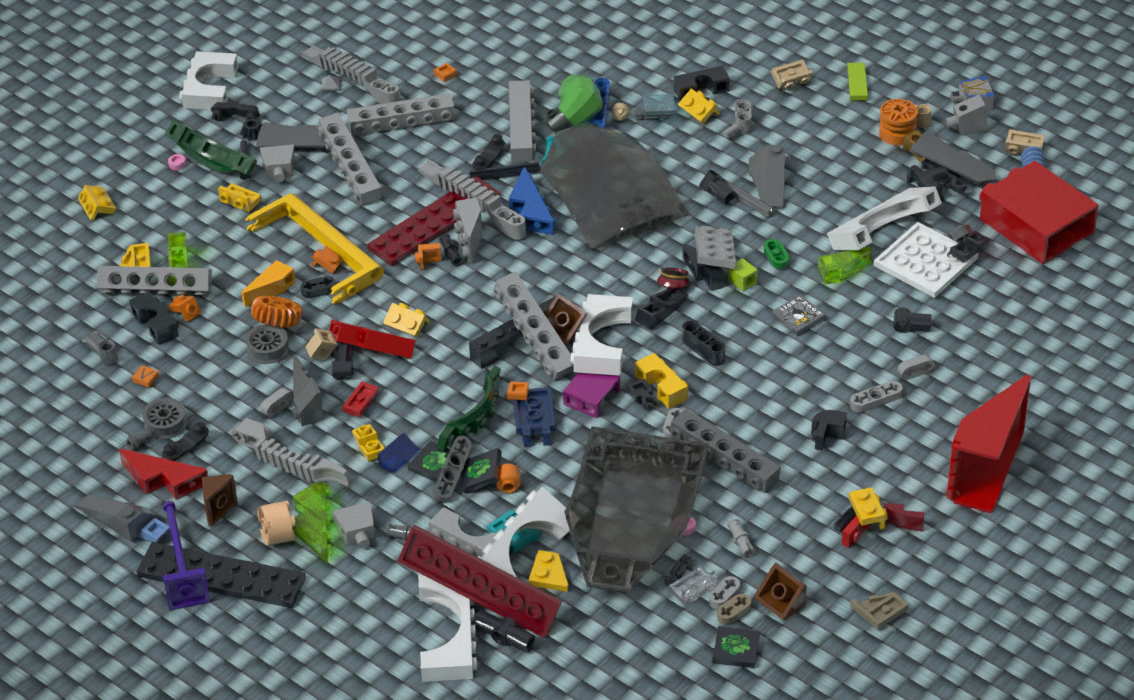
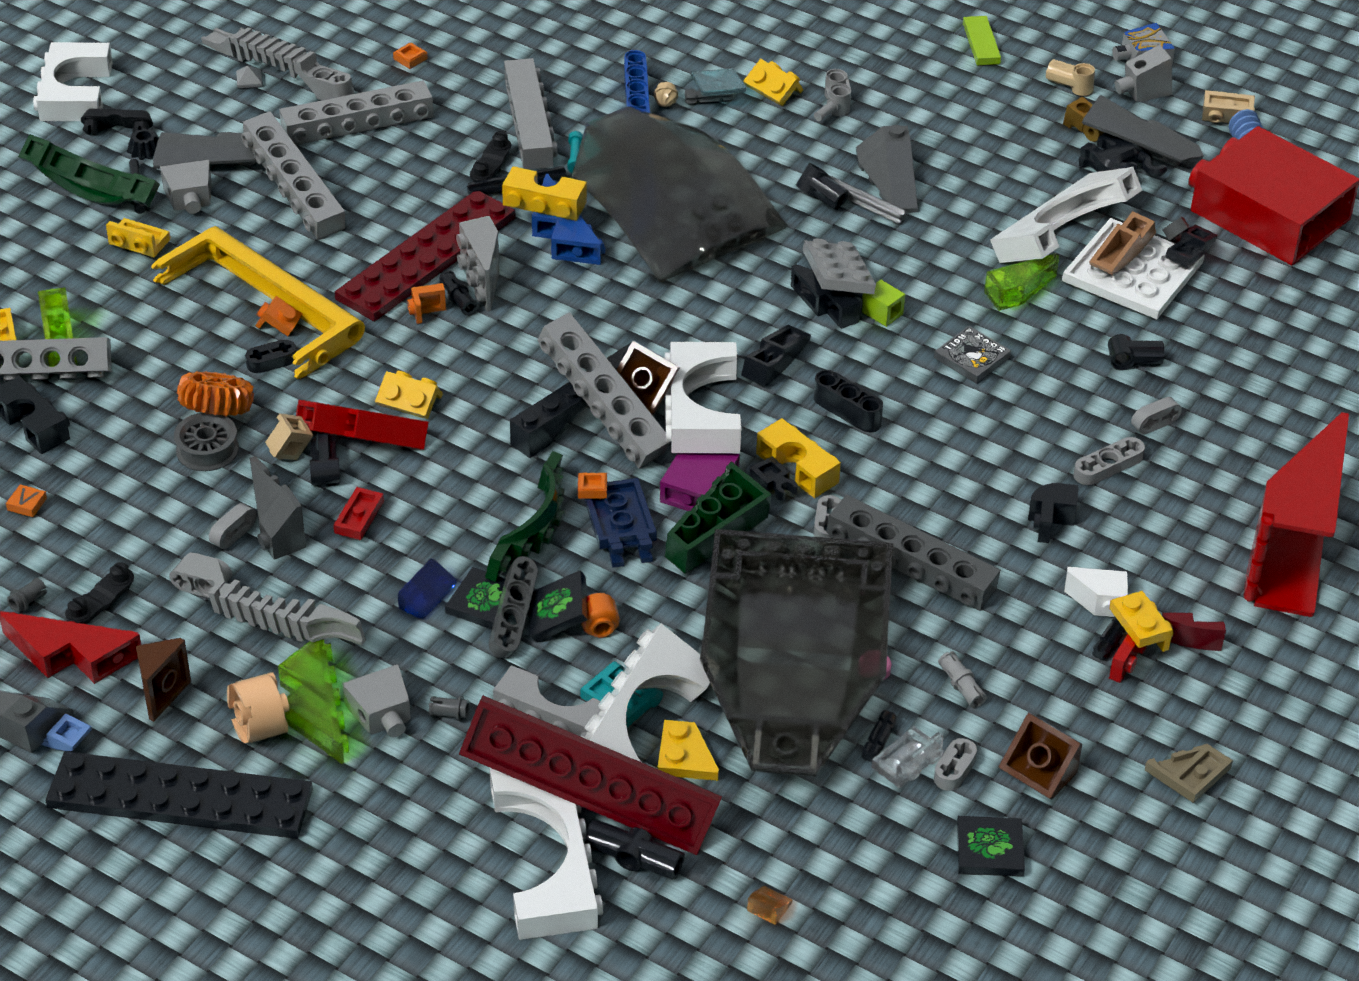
camera: 10 degrees left, 0 degrees up
(165, 418) = (63, 560): dark grey wheel -> none
(177, 162) = (39, 194): bright pink tile -> none
(185, 587) = (127, 819): dark purple tile -> none
(186, 305) = (78, 394): orange bracket -> none
(271, 282) = (203, 351): light orange slope -> none
(368, 441) = (378, 575): yellow slope -> none
(504, 218) = (529, 245): light grey piece -> none
(529, 188) = (561, 200): none -> yellow arch
(579, 103) = (607, 84): bright green piece -> none
(584, 672) = (768, 904): none -> clear orange slope
(607, 410) = (730, 504): none -> dark green wedge
(673, 278) = (786, 313): piece -> none
(714, 79) = (787, 46): black arch -> none
(736, 611) = (979, 792): dark tan beam -> none
(776, 253) = (923, 272): green plate -> none
(791, 74) = (892, 35): tan bracket -> none
(843, 482) = (1095, 588): none -> white slope
(897, 120) = (1052, 87): orange wheel -> none
(920, 242) = (1124, 243): none -> medium nougat slope

